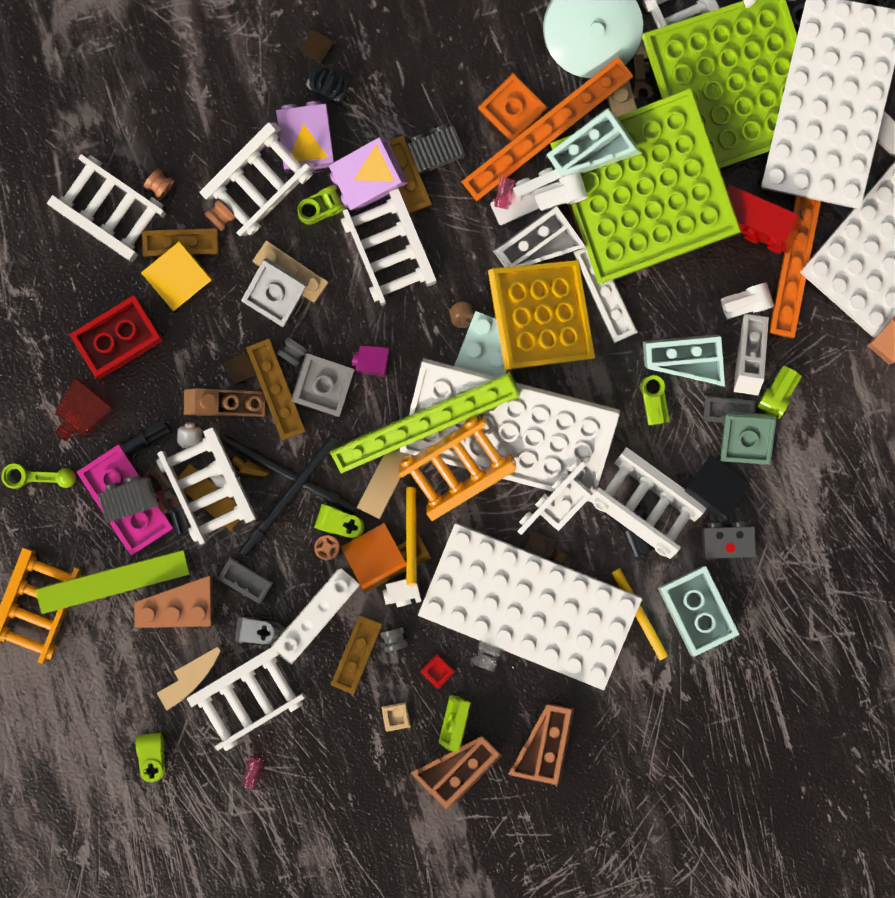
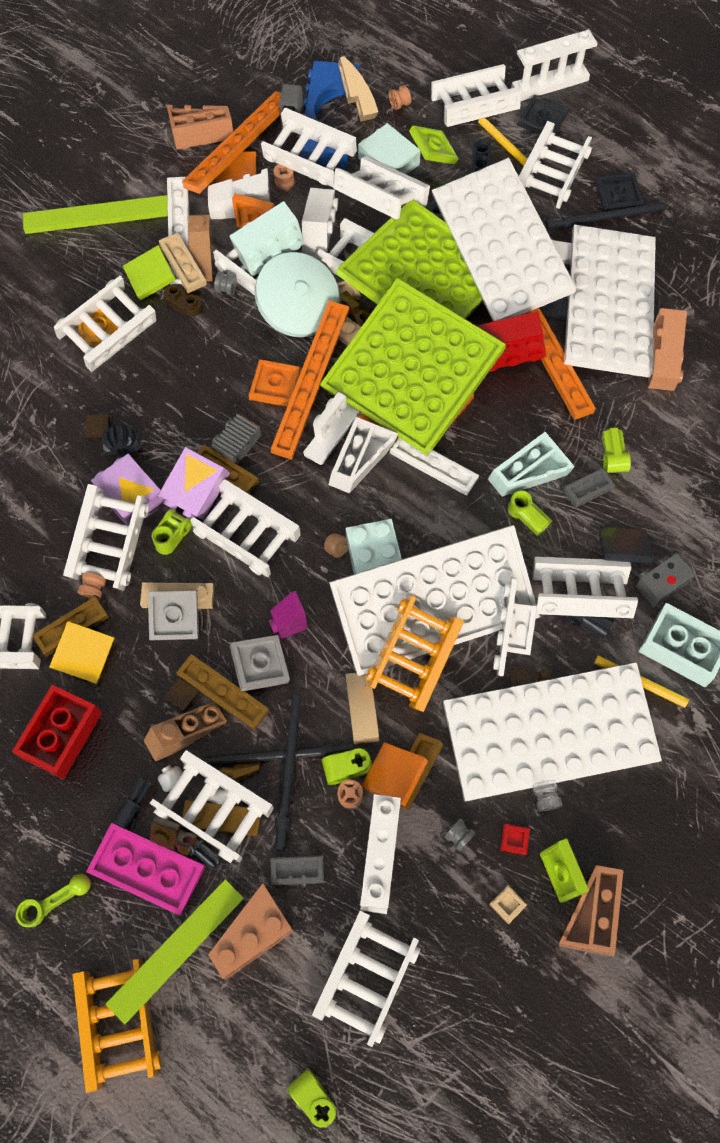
camera: 30 degrees left, 20 degrees down
(80, 411) = (61, 815): clear red torso -> none
(127, 499) = (146, 861): dark grey brick -> none
(159, 183) = (25, 591): nougat wheel -> none
(189, 678) = (302, 993): tan slope -> none
(252, 772) = (417, 1048): clear pink pin -> none
(256, 631) = (334, 908): piece -> none
(292, 352) = (217, 653): dark grey wheel -> none
(356, 654) = (437, 871): pearl gold plate -> none
(401, 593) = (439, 789): white brick -> none
(411, 553) = (415, 737): yellow bar -> none
(425, 422) = (363, 635): lime tile -> none
(504, 193) = (309, 437): clear pink pin -> none
(541, 314) = (398, 500): yellow plate -> none
(546, 748) = (654, 839): nougat wedge -> none
(568, 190) = (356, 402): white piece -> none
(594, 146) = (355, 356): light aqua wedge -> none
(748, 438) = (618, 496): sand green tile -> none
(751, 355) = (576, 440): white slope -> none
(753, 299) = (545, 402): white piece -> none

